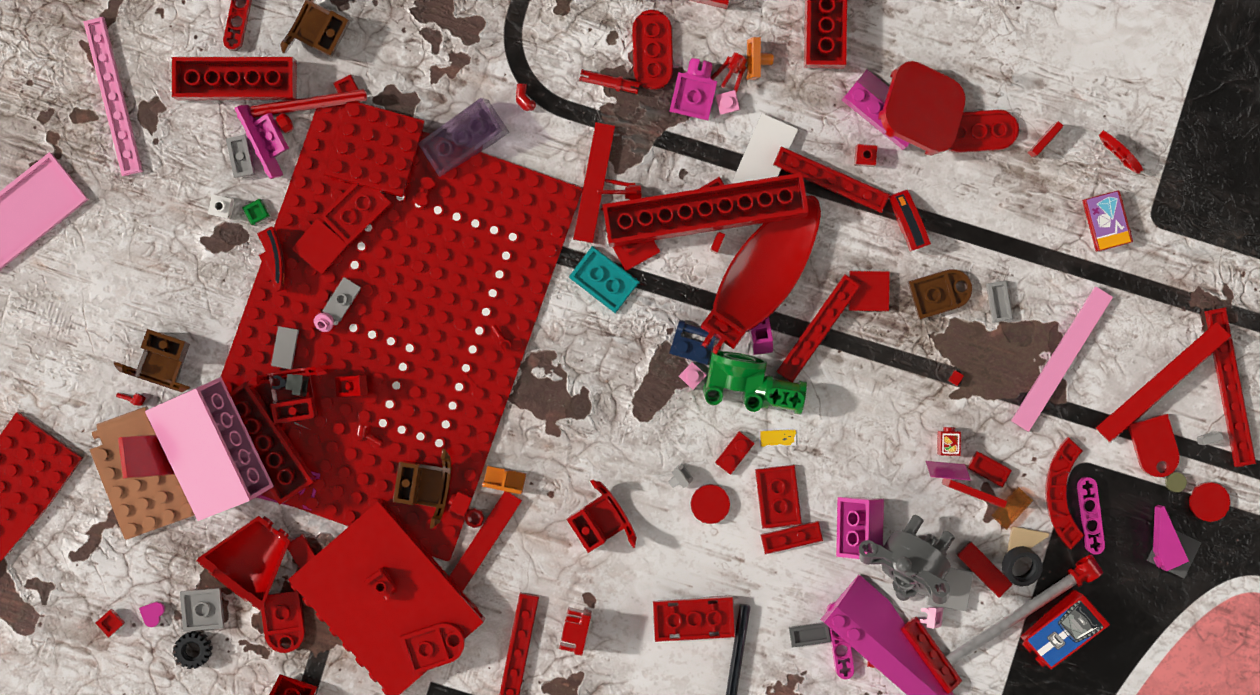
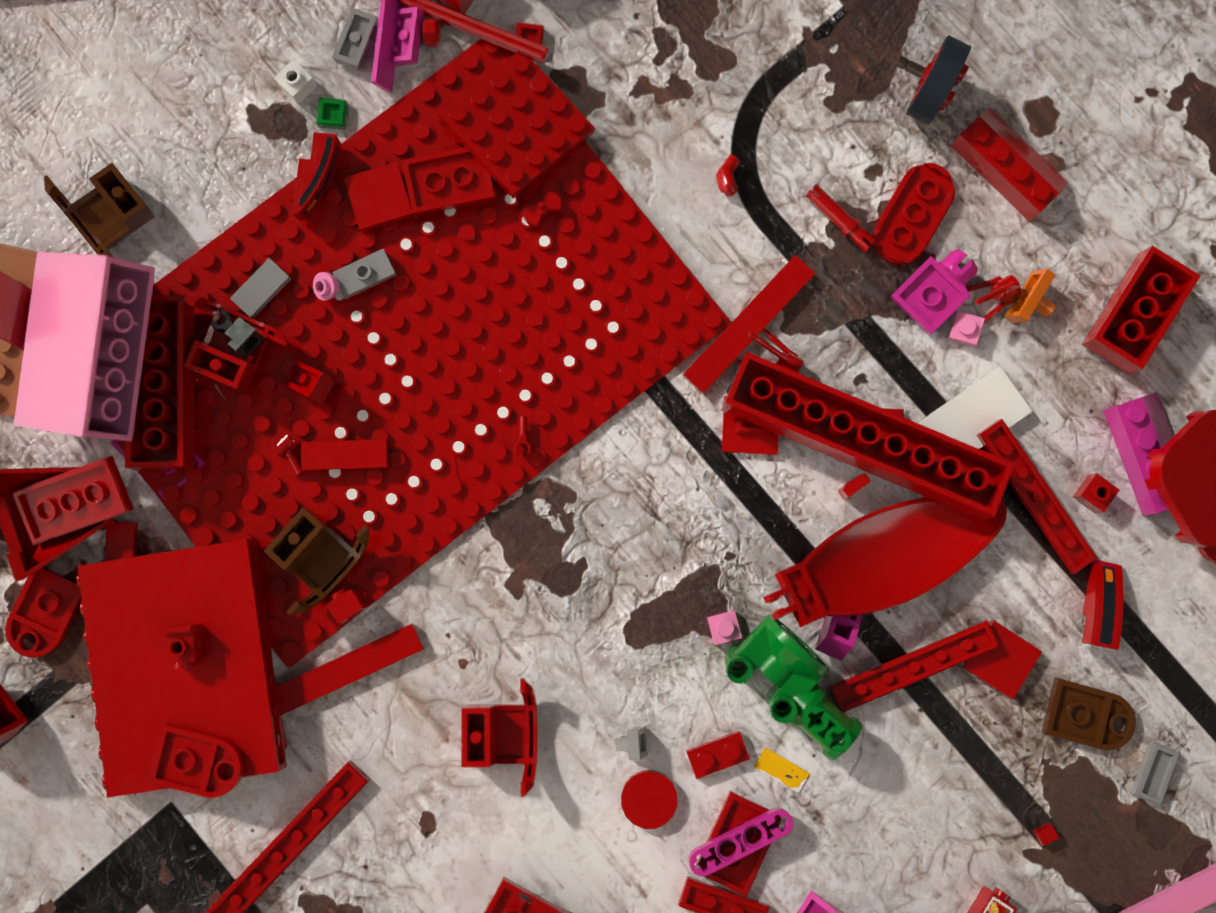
camera: 30 degrees right, 5 degrees down
(137, 399) = (49, 241): red hand -> none
(259, 543) = (73, 500): none -> red tile
(401, 415) = (344, 455): none -> red tile
(463, 136) = (630, 174): clear purple slope -> none
(474, 517) = (352, 633): red tile -> none
(504, 480) = (418, 611): orange panel -> none
(575, 630) = (384, 855): red panel -> none
(603, 279) = (689, 445): teal tile -> none
(690, 348) = (742, 593): dark blue plate -> none
(781, 496) = (737, 836): none -> dark pink beam

